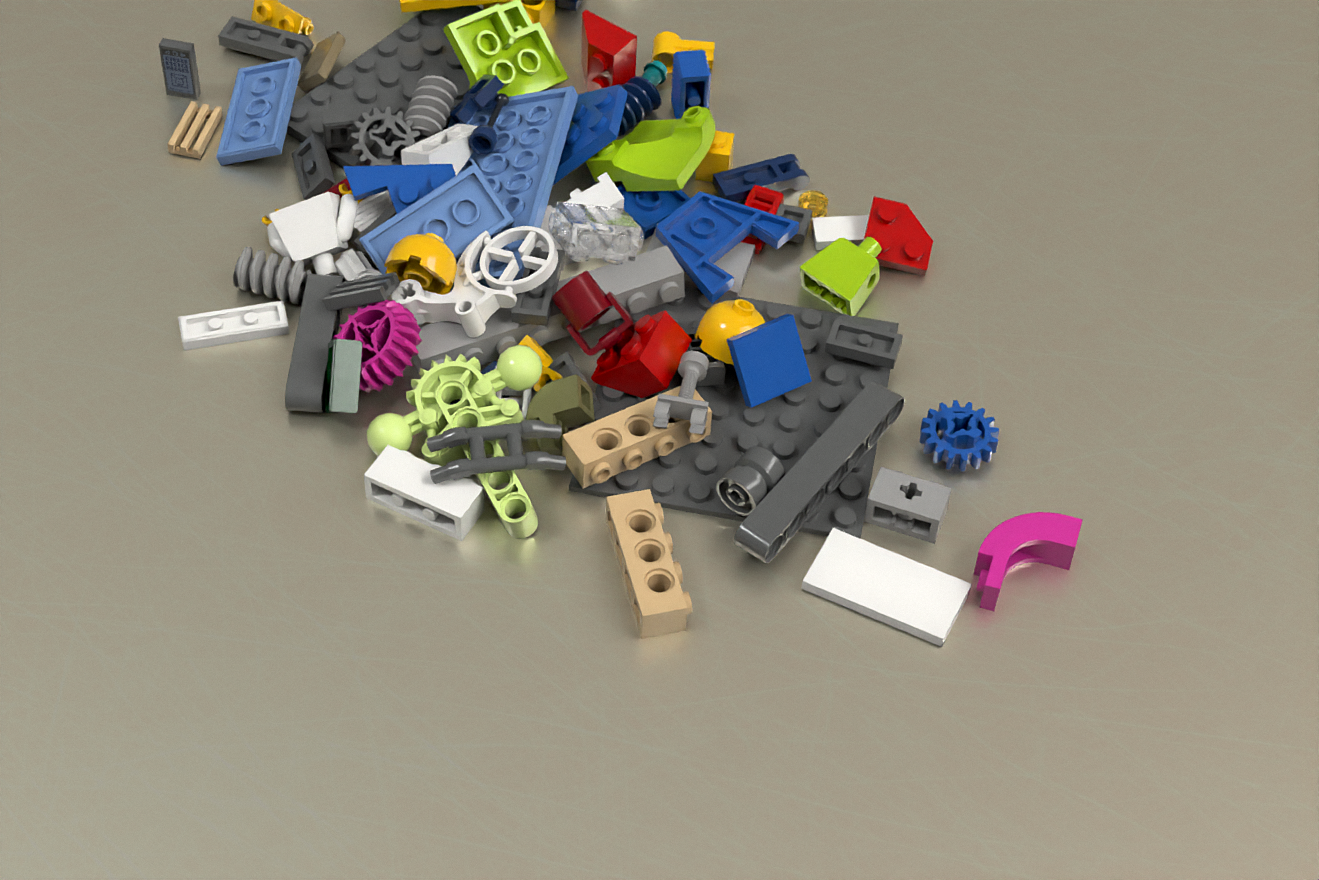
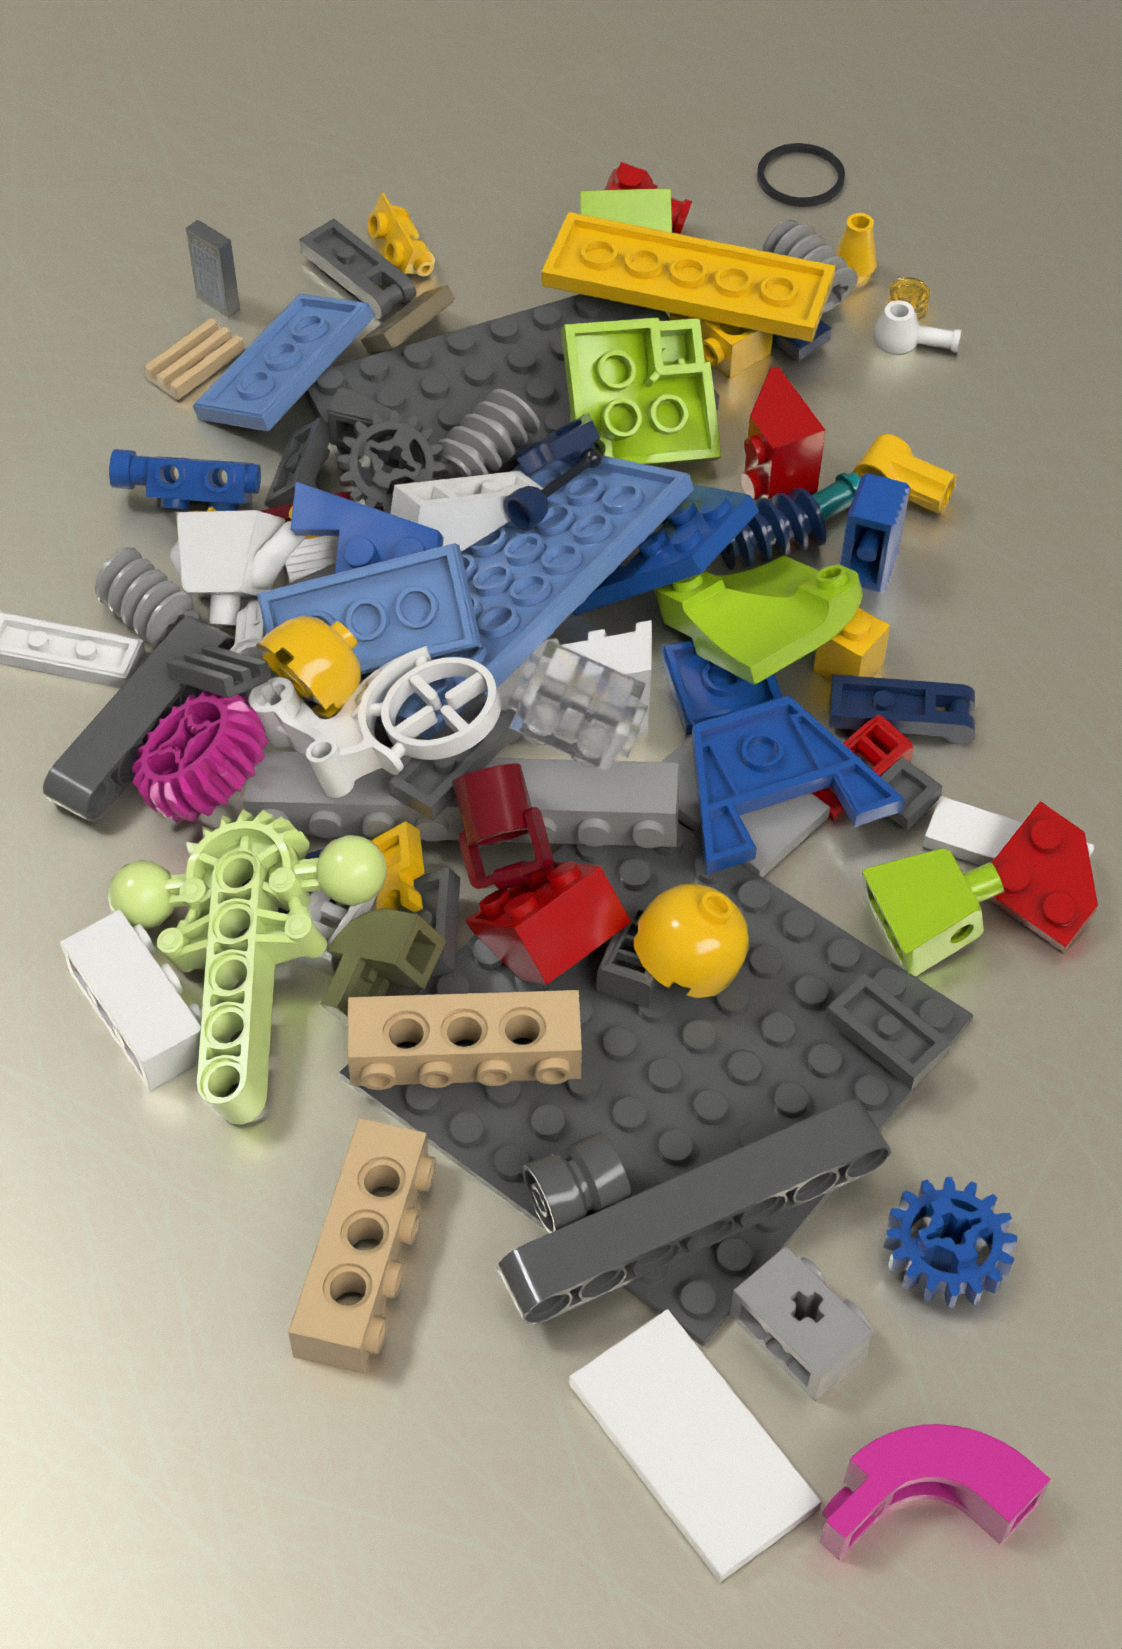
camera: 30 degrees right, 5 degrees up
(255, 195) = (196, 481): none -> blue brick
(343, 376) = (125, 784): slope -> none
(480, 464) = (260, 1008): dark grey piece -> none
(692, 368) = (592, 970): light grey bar -> none
(769, 360) = (718, 1003): blue tile -> none
(814, 198) = (953, 764): clear yellow bush -> none

